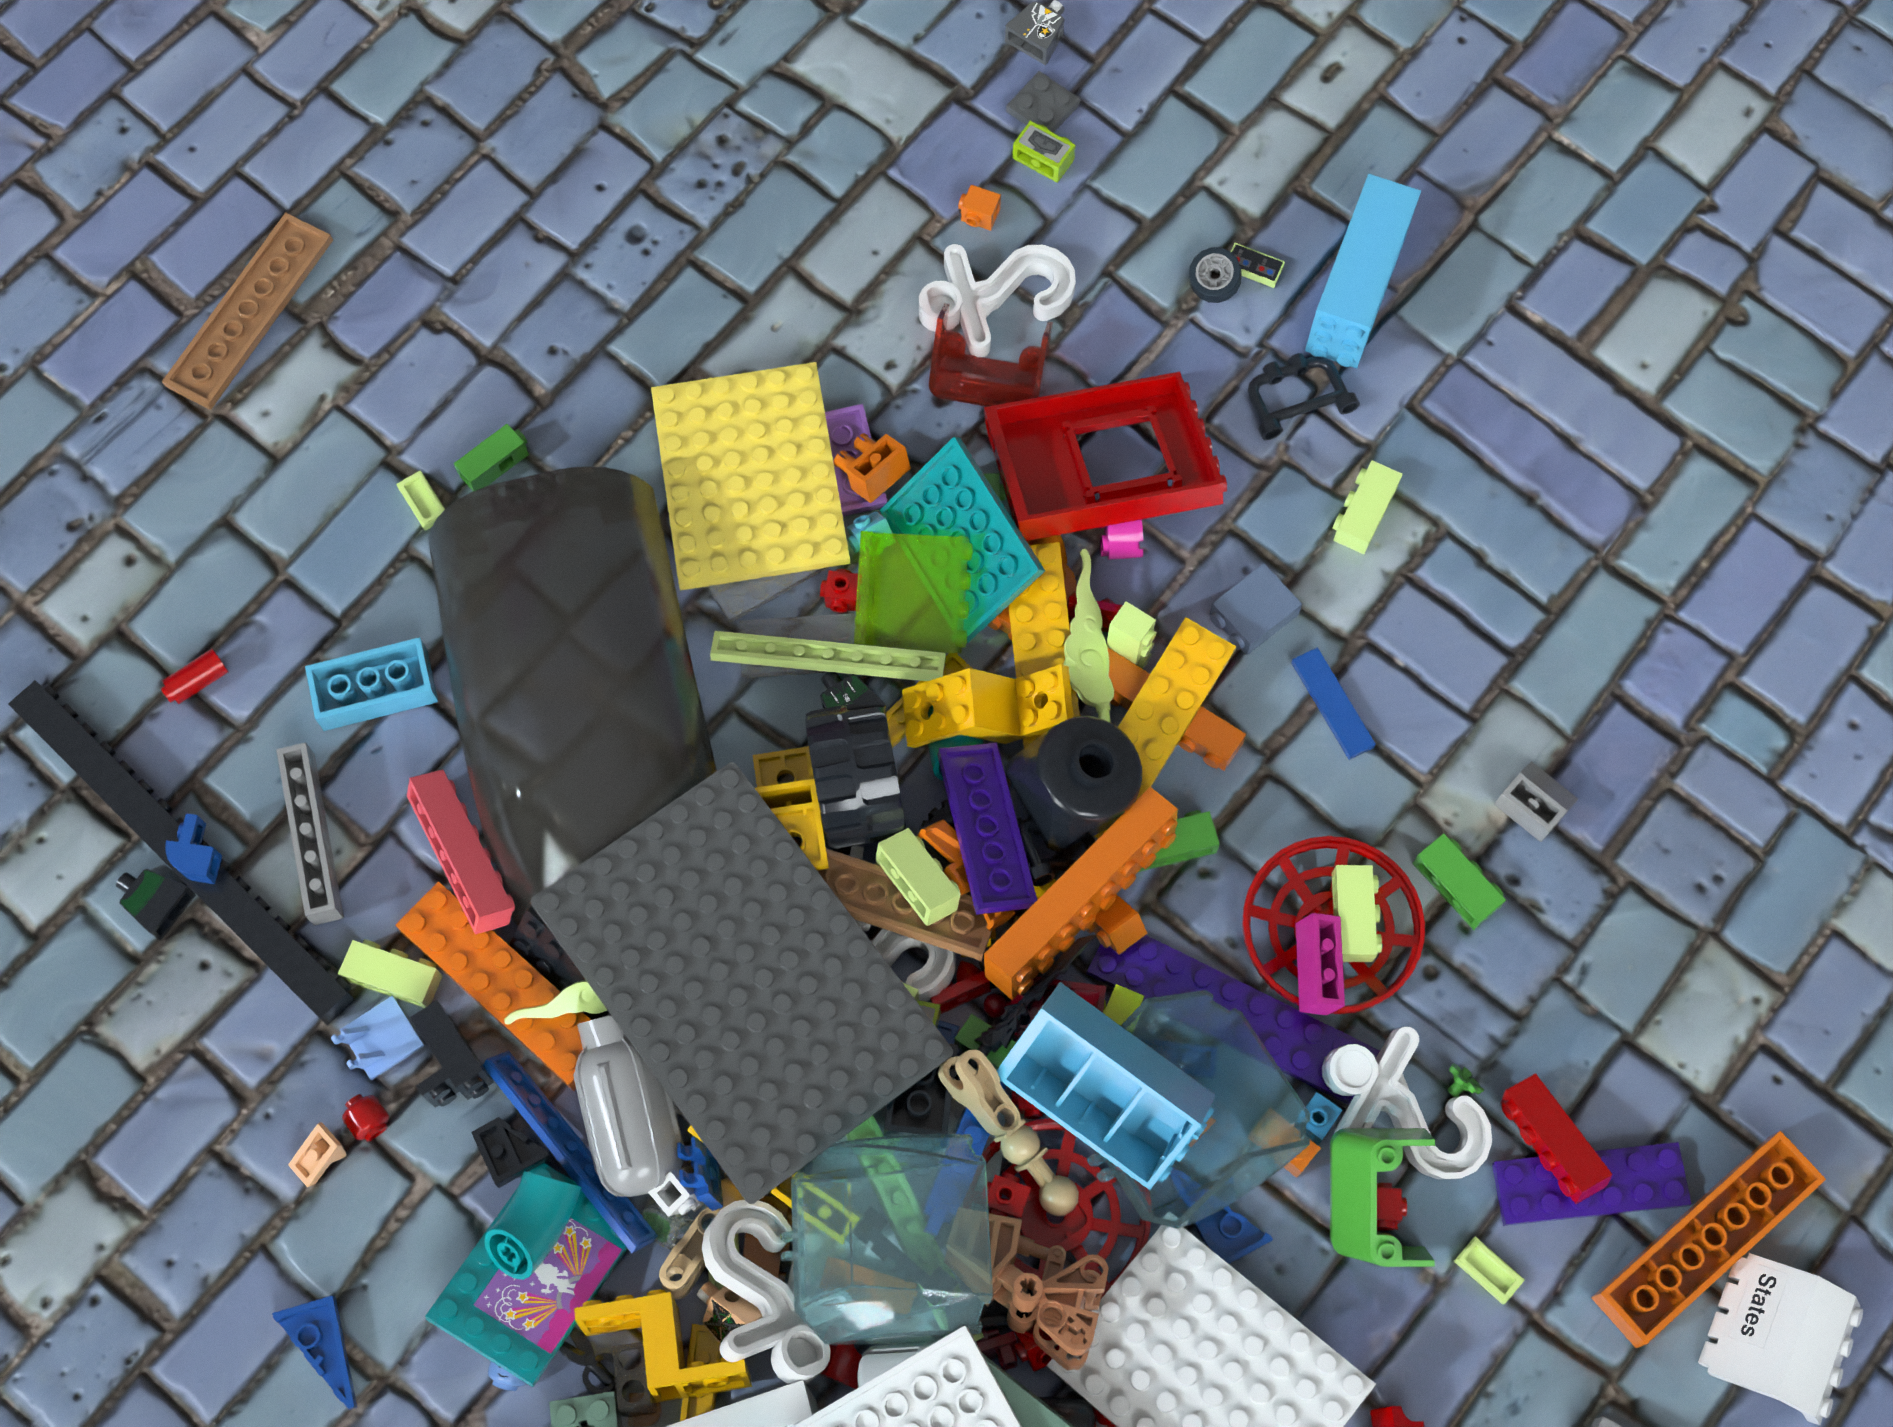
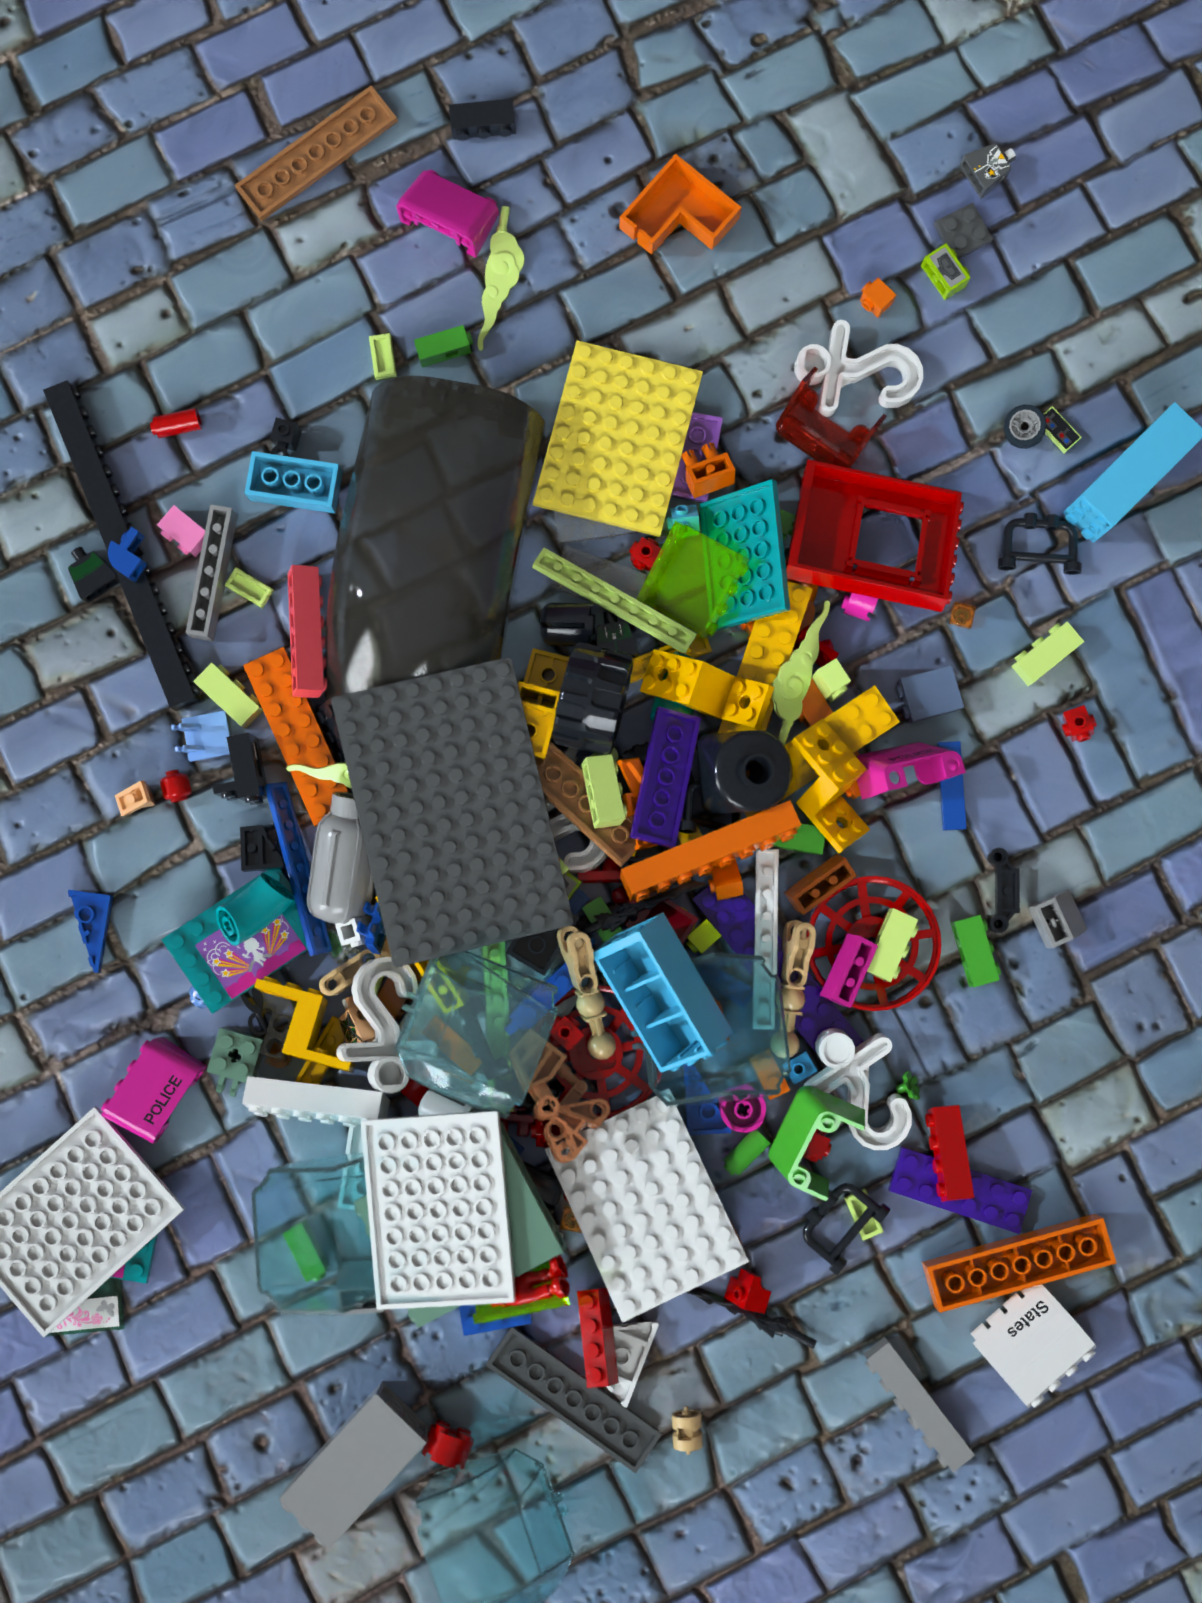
camera: 25 degrees right, 15 degrees up
(253, 800) = (183, 530): none -> bright pink brick
(338, 634) = (285, 436): none -> black brick
(363, 834) = (249, 587): none -> yellowish green tile
(434, 198) = (482, 119): none -> black brick
(435, 307) = (448, 210): none -> dark pink windscreen
(527, 353) = (500, 273): none -> yellowish green piece
(707, 190) = (682, 198): none -> orange piece
(776, 697) = (567, 613): none -> black cylinder
(1180, 933) = (766, 907): none -> white tile
(1187, 773) = (837, 772): none -> yellow bracket
(1234, 882) = (820, 884): none -> dark orange brick
(1248, 507) = (962, 615): none -> clear orange tile
(1249, 980) = (796, 957): none -> tan piece
(1280, 1217) = (746, 1121): none -> dark pink brick
(1295, 684) = (929, 762): none -> dark pink windscreen
(1304, 1256) = (745, 1152): none -> bright green brick
(1430, 1298) = (815, 1215): none -> black bar
(1444, 568) = (1076, 717): none -> red brick
(1458, 792) = (1006, 890): none -> black plate

